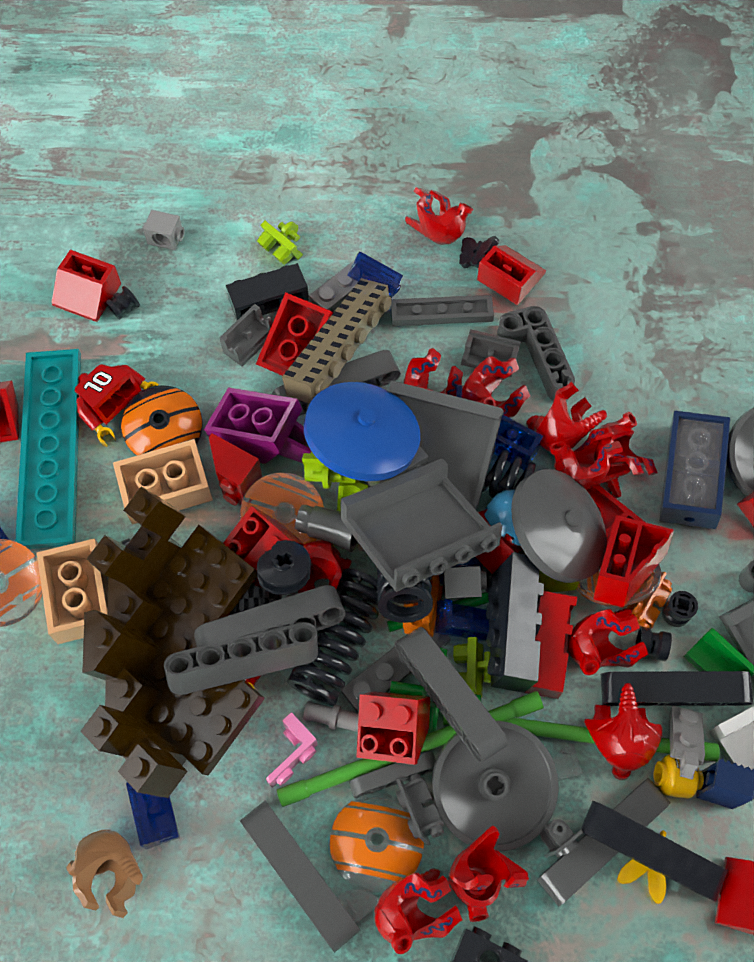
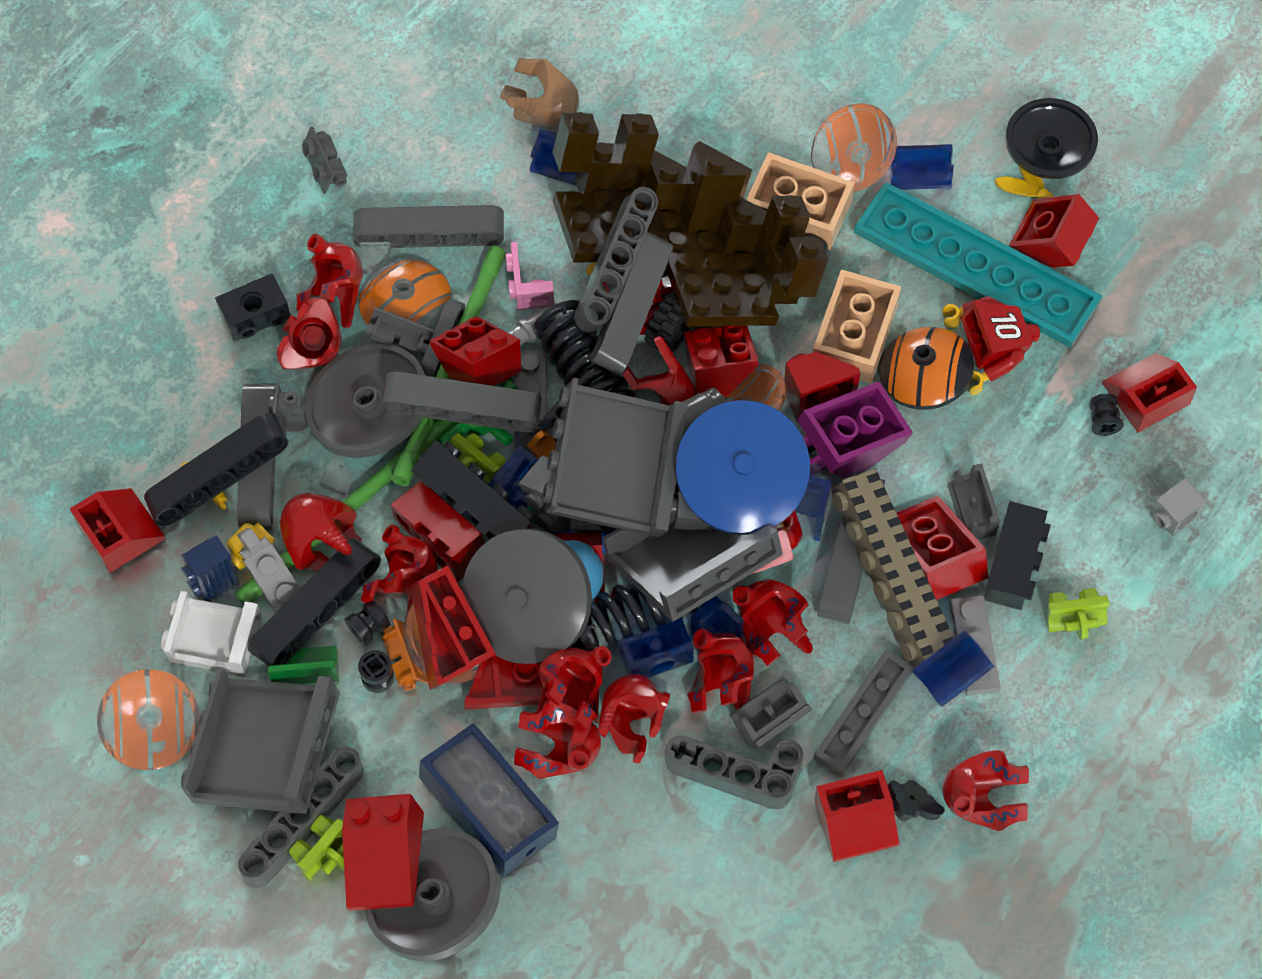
camera: 130 degrees right, 0 degrees up
(284, 568) = (675, 325): black piece -> none

